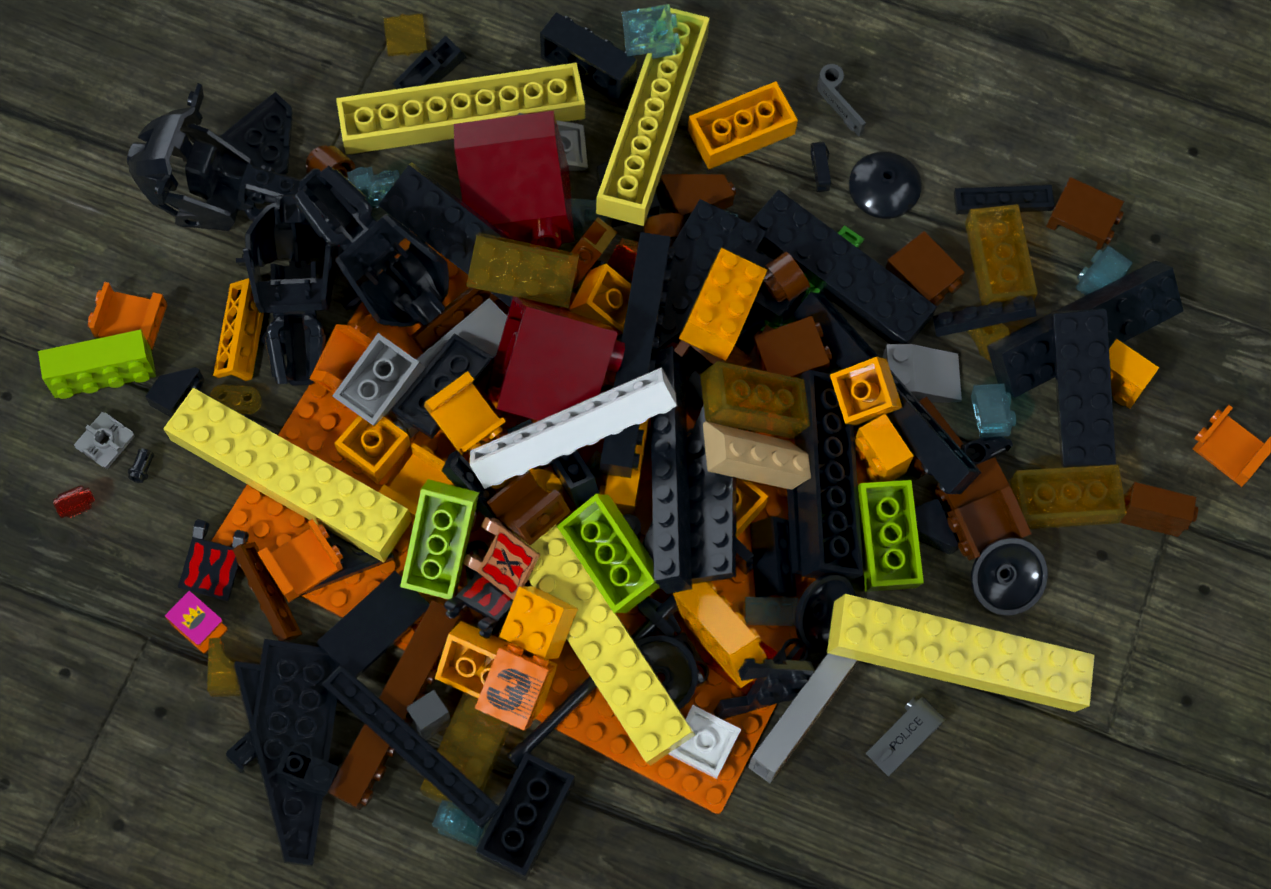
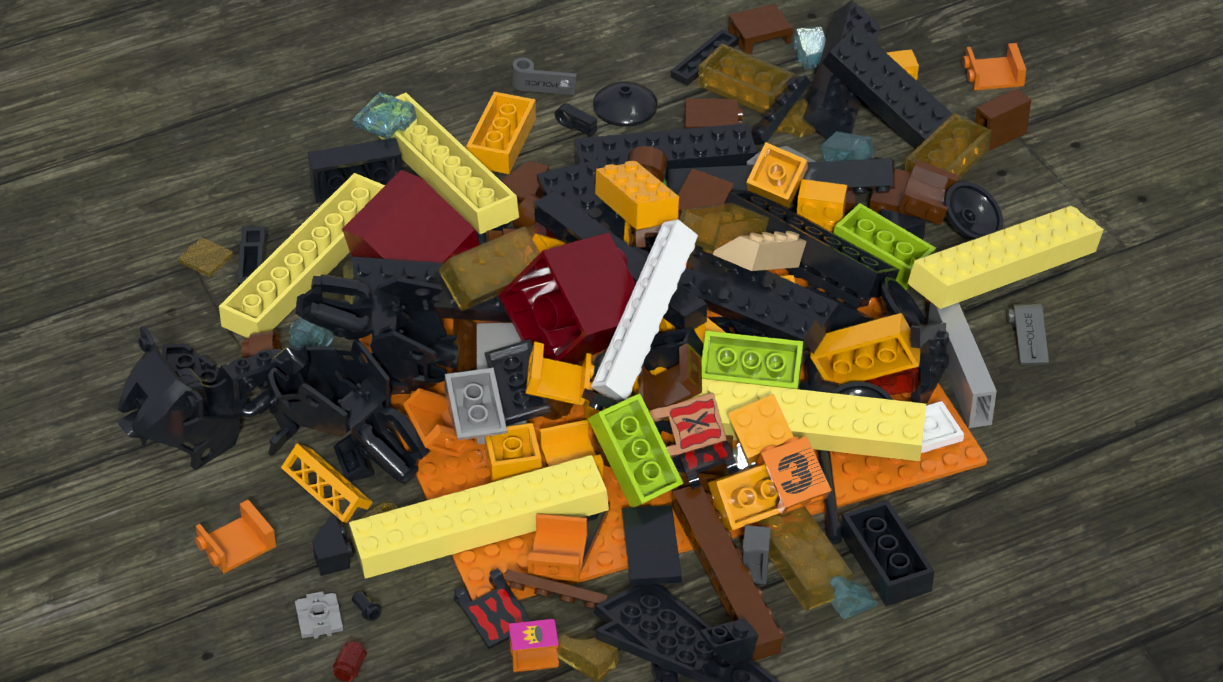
camera: 45 degrees left, 25 degrees down
(97, 364) = (258, 570): lime brick -> none
(411, 746) = (770, 570): black tile -> none

